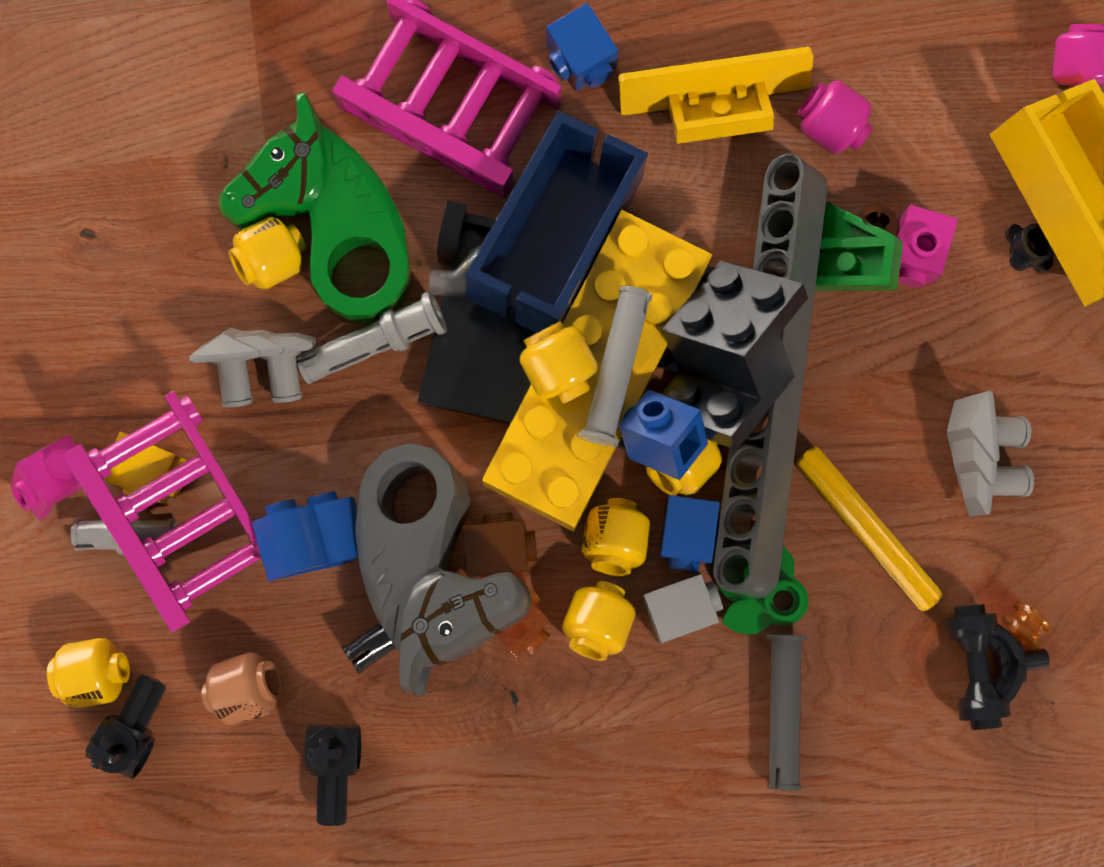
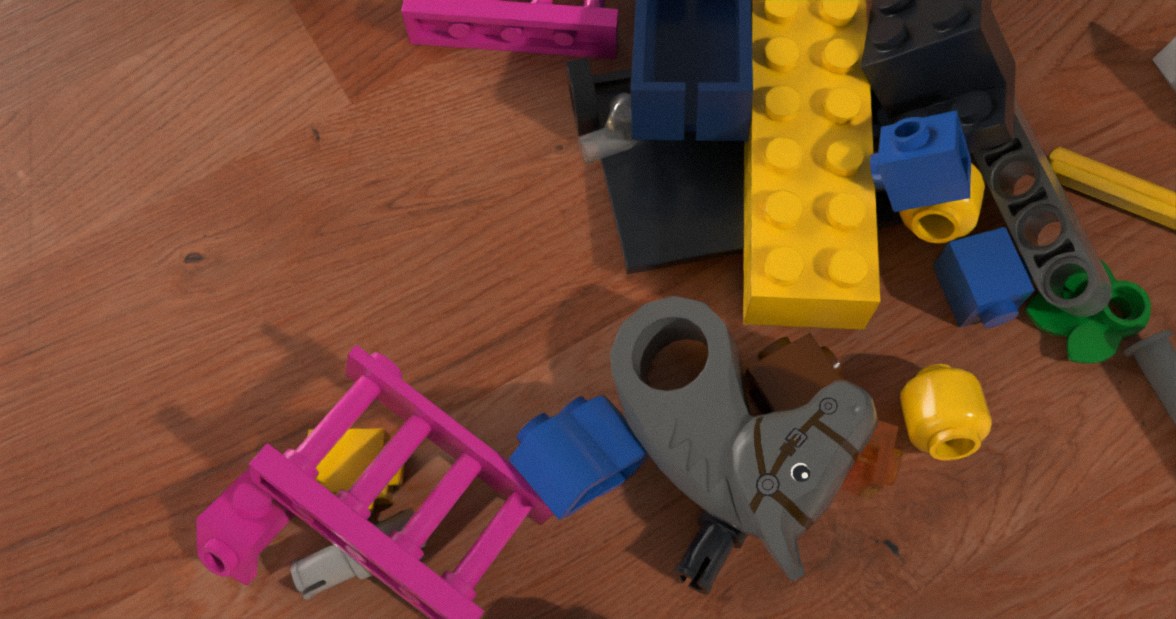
camera: 20 degrees left, 15 degrees down
(236, 346) = (402, 297): light grey connector -> none
(267, 253) = (397, 190): yellow head -> none
(349, 207) = (466, 117): green animal -> none
(392, 331) = (567, 208): light grey pin -> none
(558, 362) = (778, 129): yellow head -> none
(616, 367) = (840, 117): light grey pin -> none
(616, 537) = (914, 317): yellow head -> none
(682, 608) = (1024, 360): light grey brick -> none

